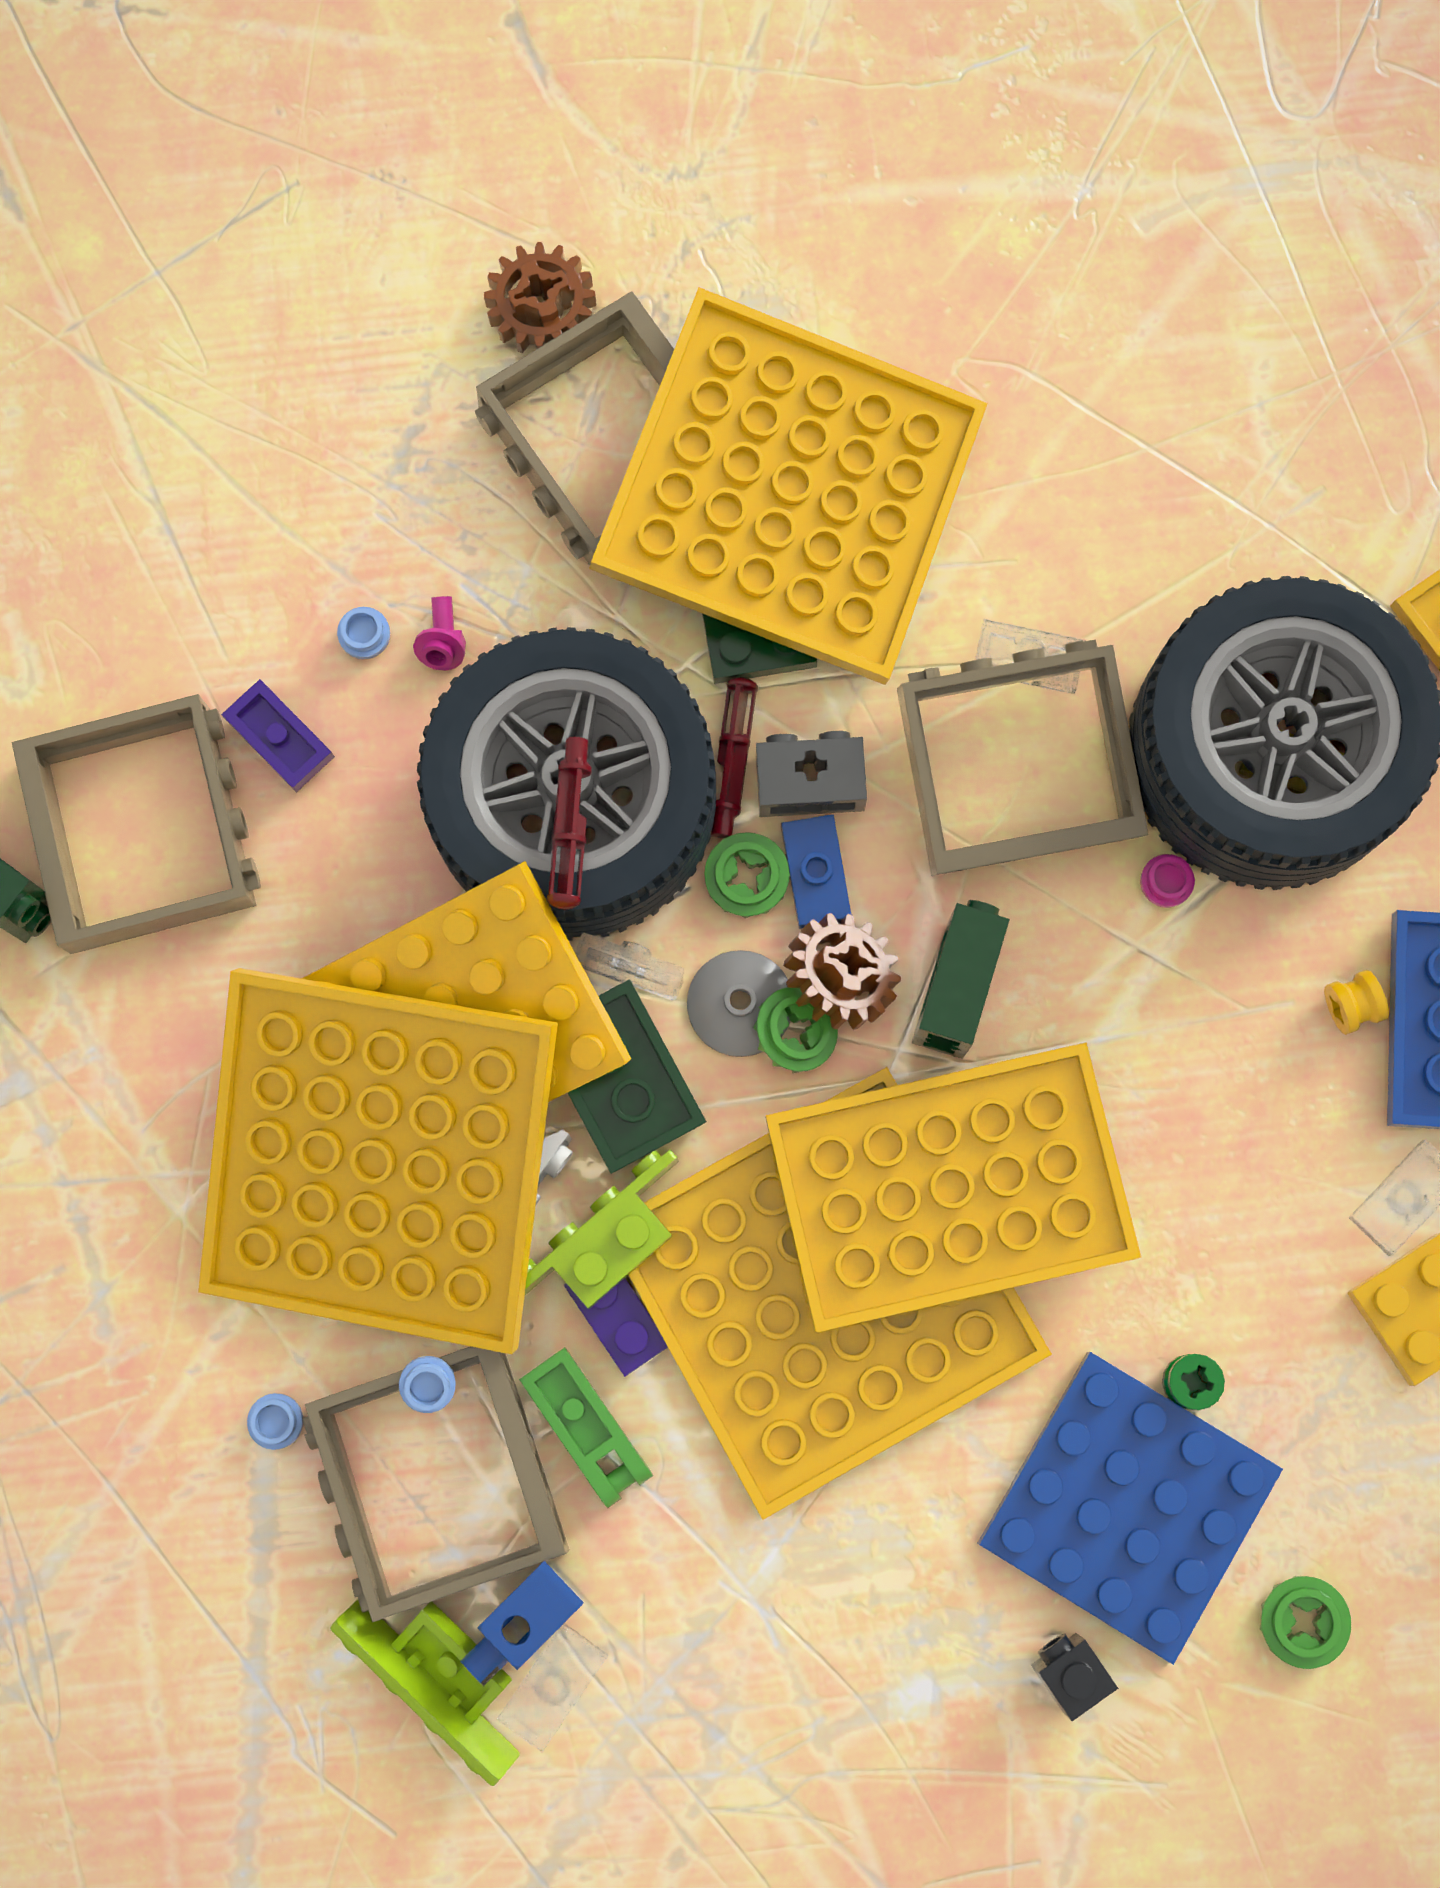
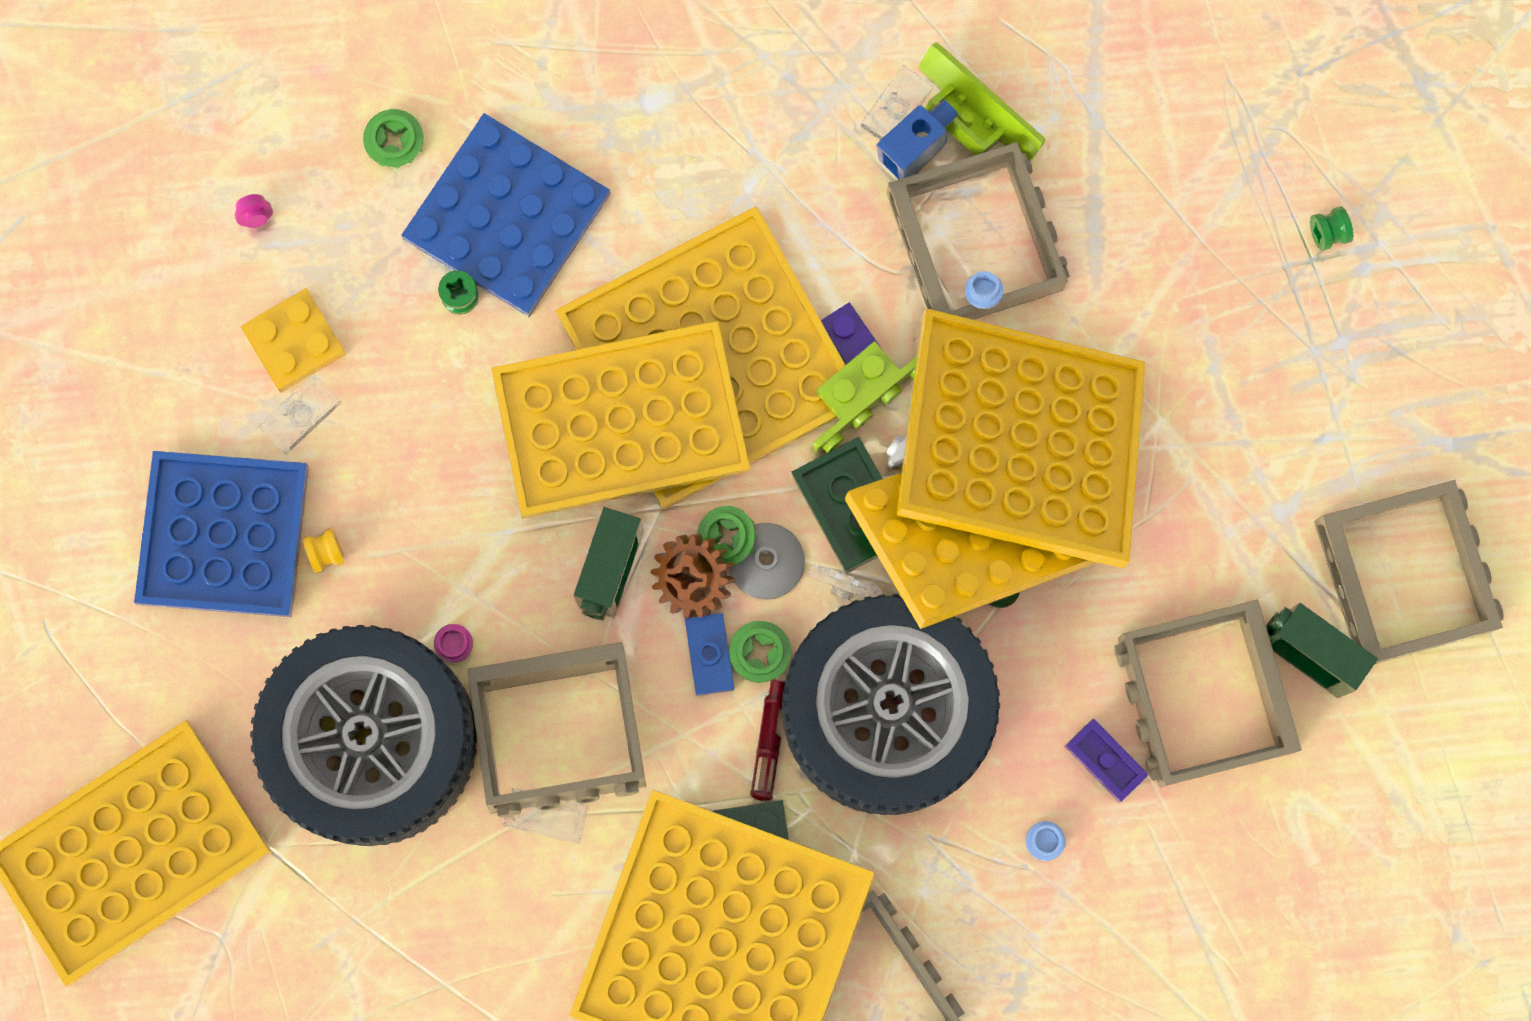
camera: 175 degrees right, 0 degrees up
(275, 1421) = (1088, 277): light blue plate -> none
(442, 645) = (987, 828): dark pink plate -> none
(569, 824) = (889, 656): dark red piece -> none
(584, 1425) = (876, 270): bright green plate -> none
(784, 785) = (731, 710): dark grey brick -> none
(1073, 1674) = (551, 105): black brick -> none

